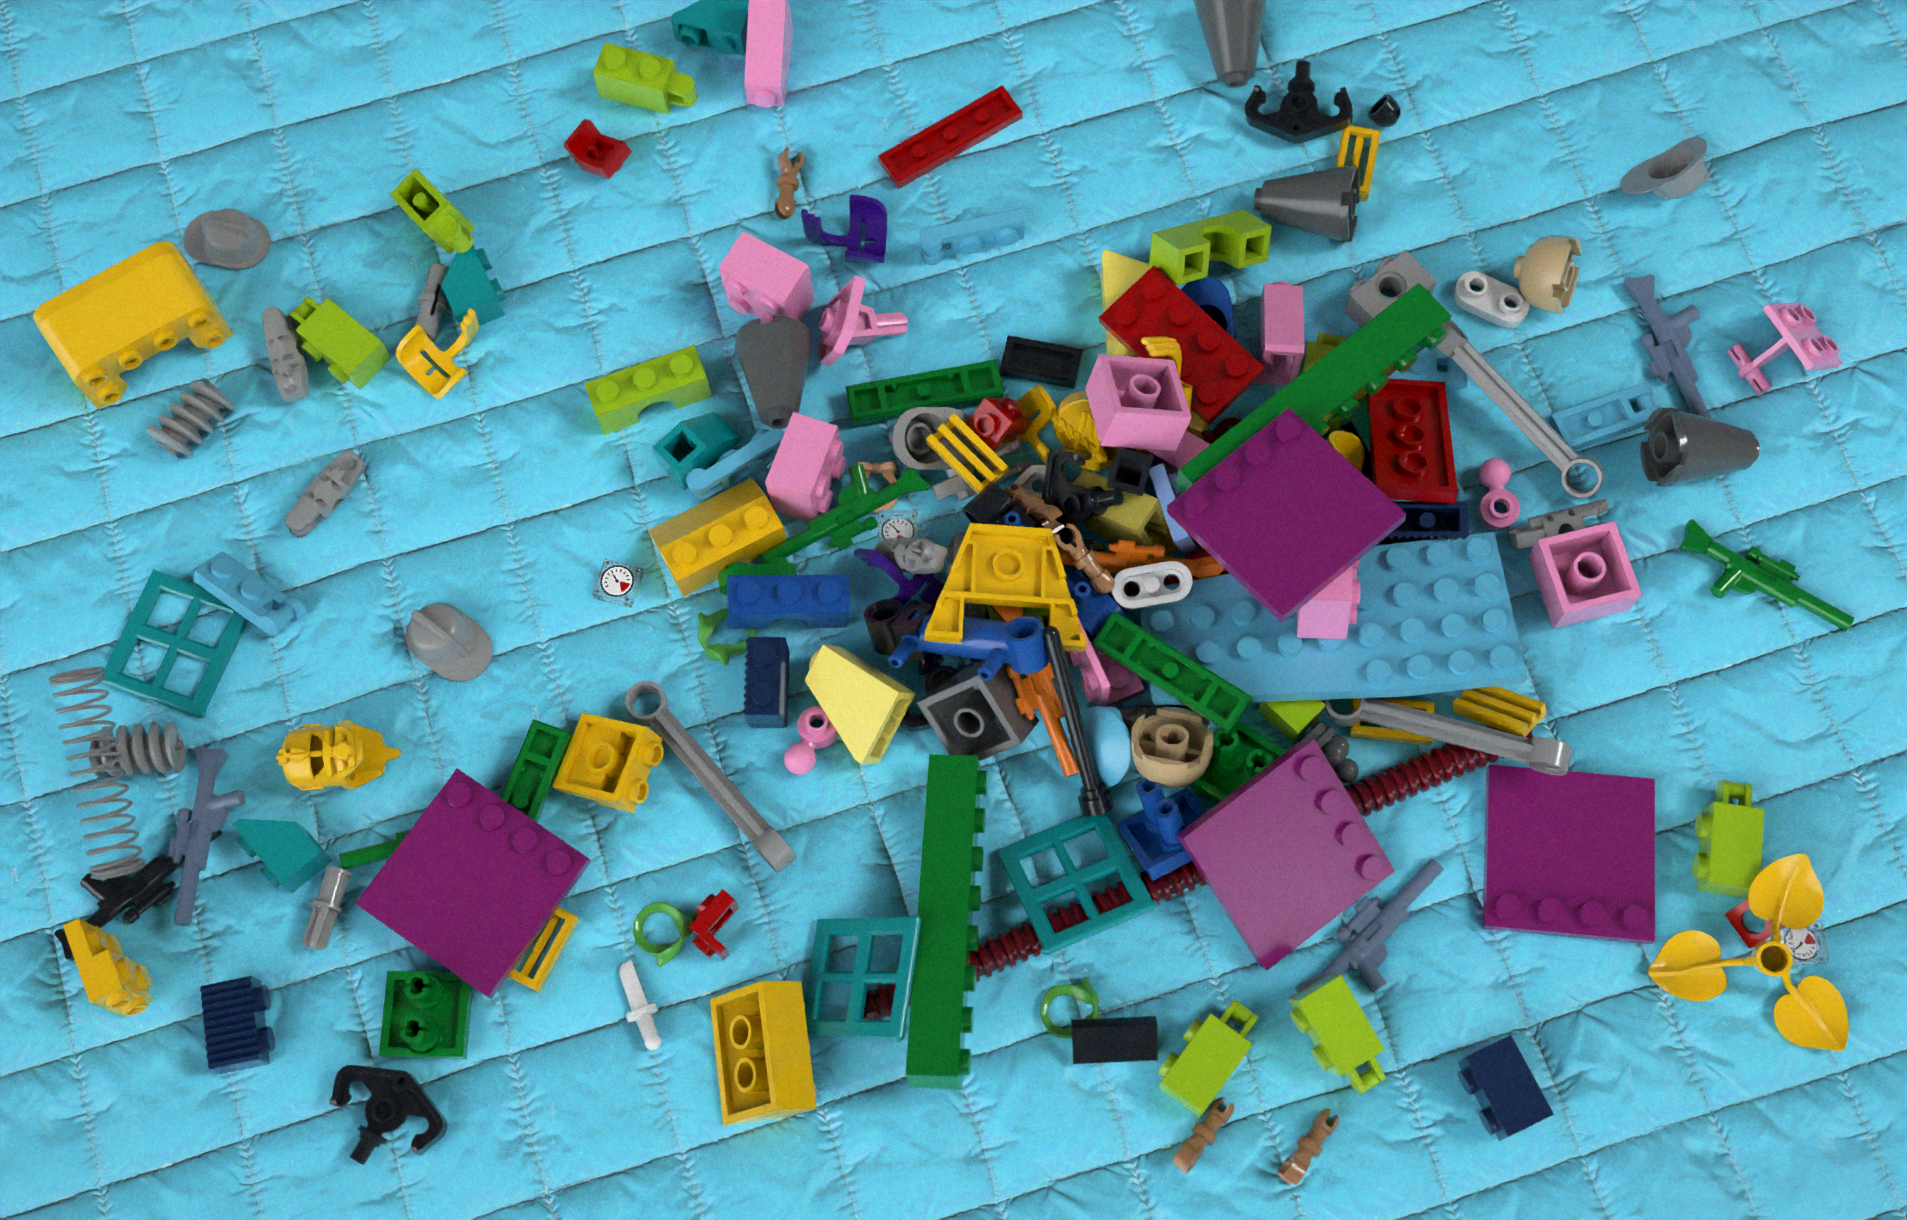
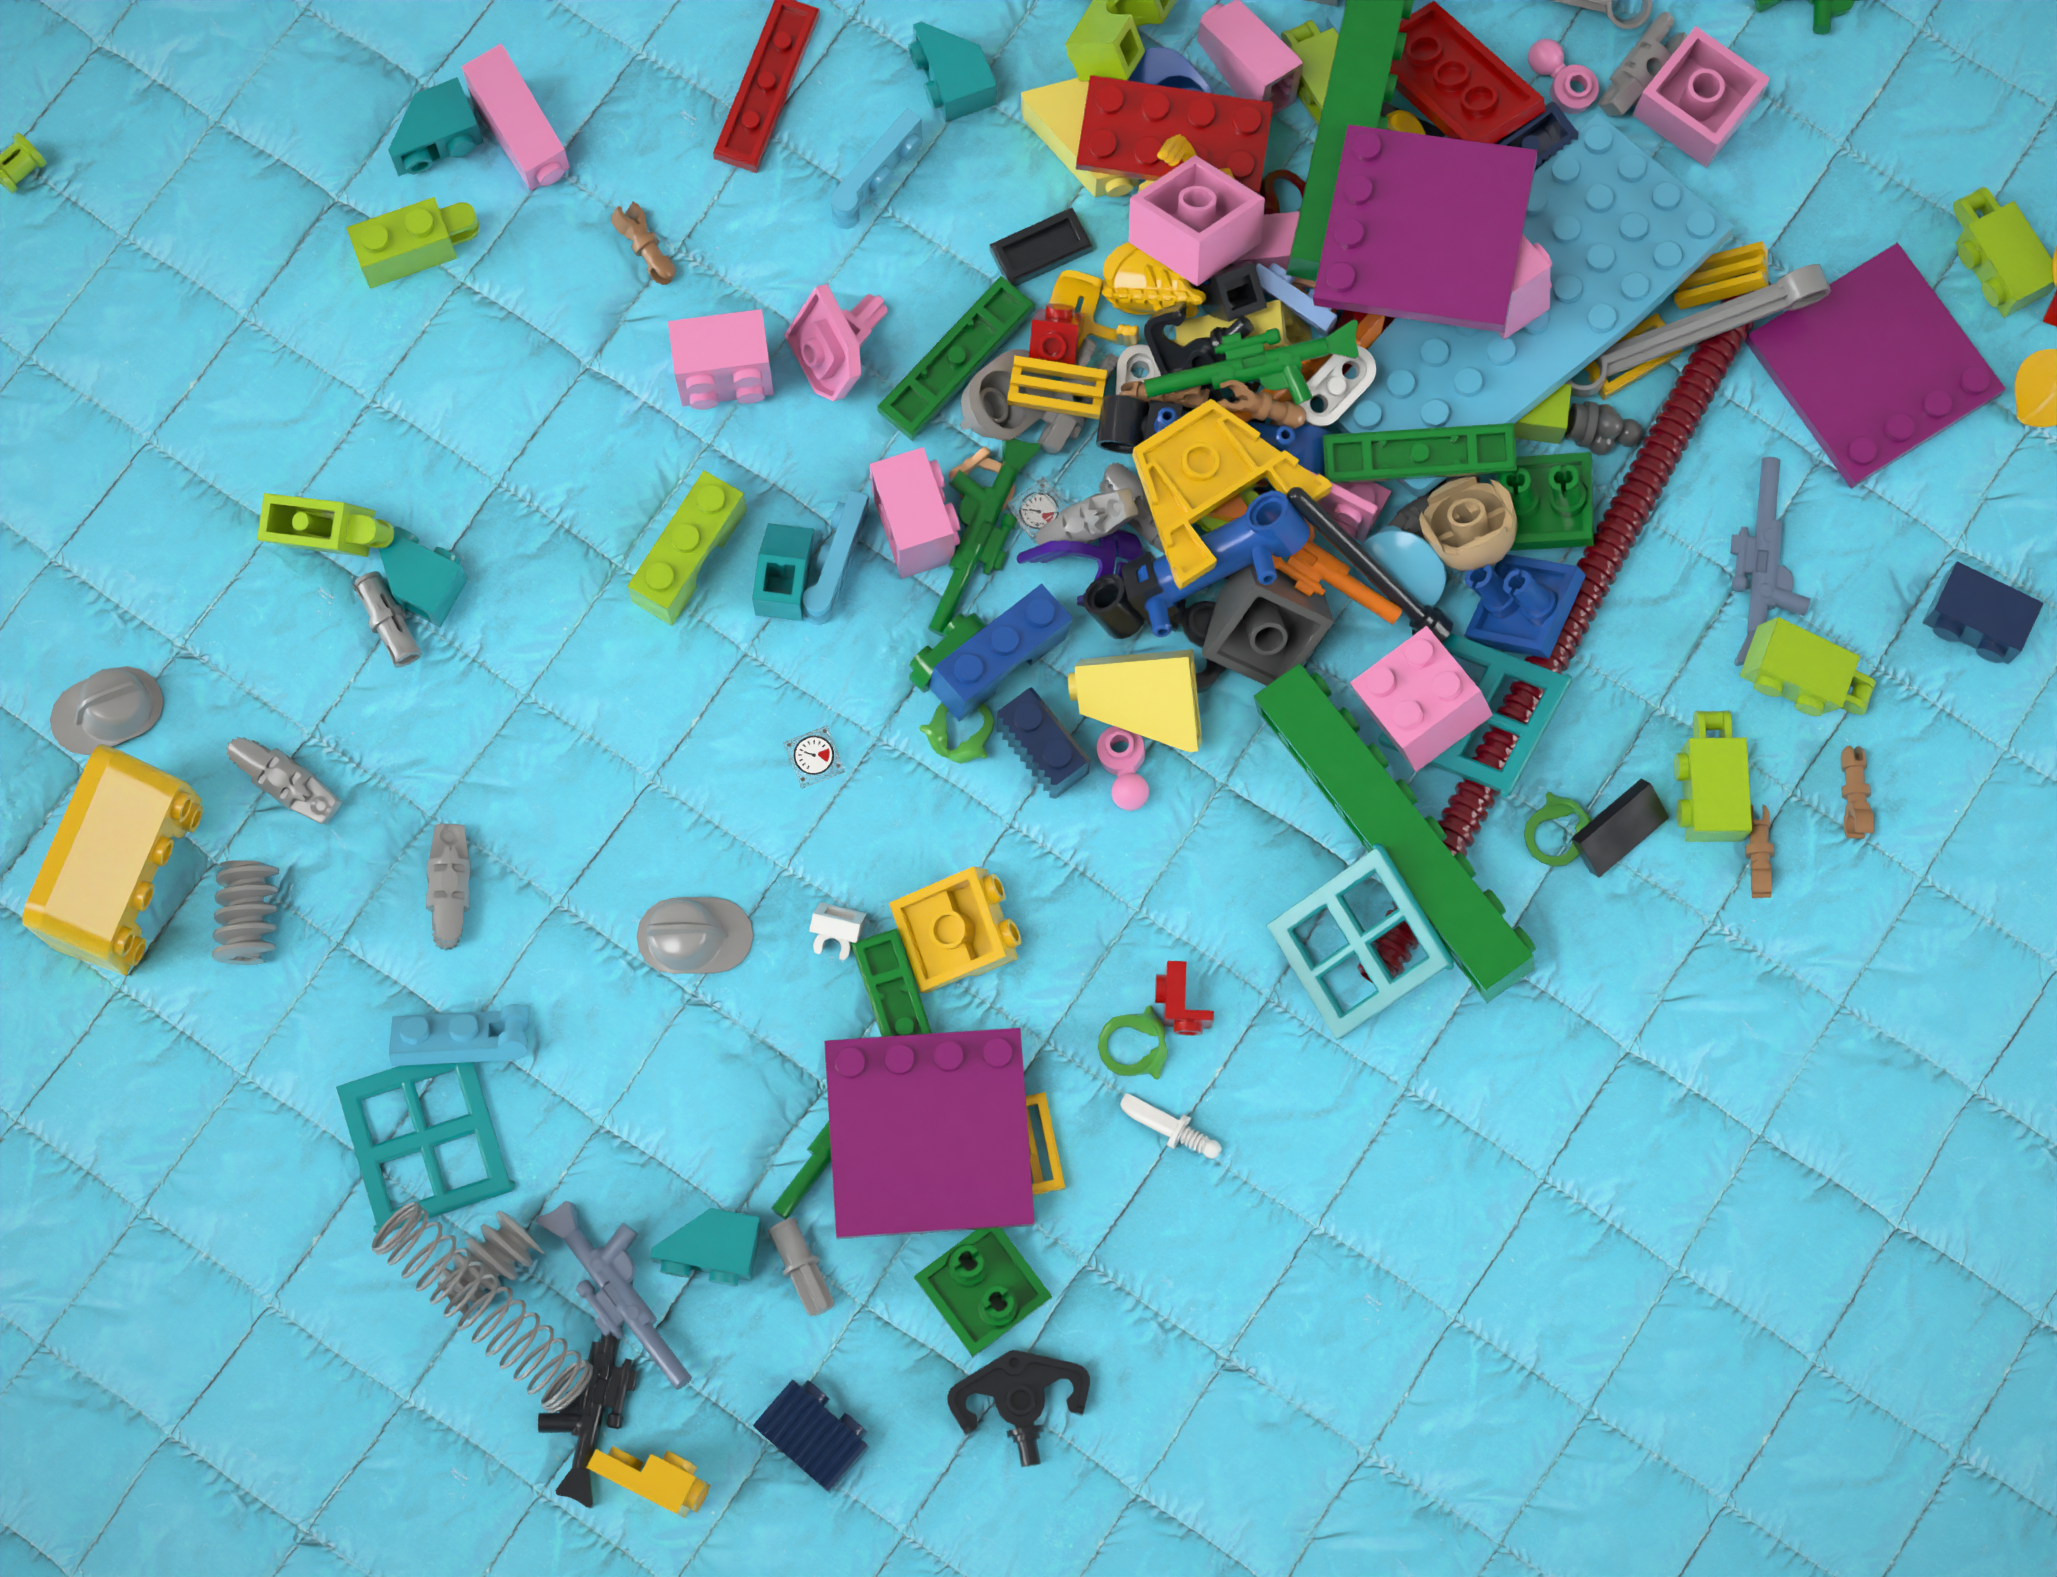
camera: 45 degrees left, 5 degrees up
(333, 756) = (686, 1123): yellow helmet -> none
(339, 341) = (326, 726): lime brick -> none
(410, 357) = (427, 692): yellow helmet -> none
(537, 700) = (836, 923): none -> white tile
(595, 151) = (425, 346): red bracket -> none
(717, 533) = (872, 638): yellow slope -> none
(717, 784) = (1165, 889): light grey piece -> none
(762, 1052) = (1320, 1080): yellow slope -> none
(775, 366) = (802, 437): dark grey cone -> none
(862, 210) = (761, 217): dark purple helmet -> none
(1041, 842) = (1421, 698): none -> bright pink brick
(1076, 211) = (955, 70): none -> teal slope
(1111, 538) = (1248, 362): none -> green piece
(1286, 852) = (1643, 544): magenta plate -> none

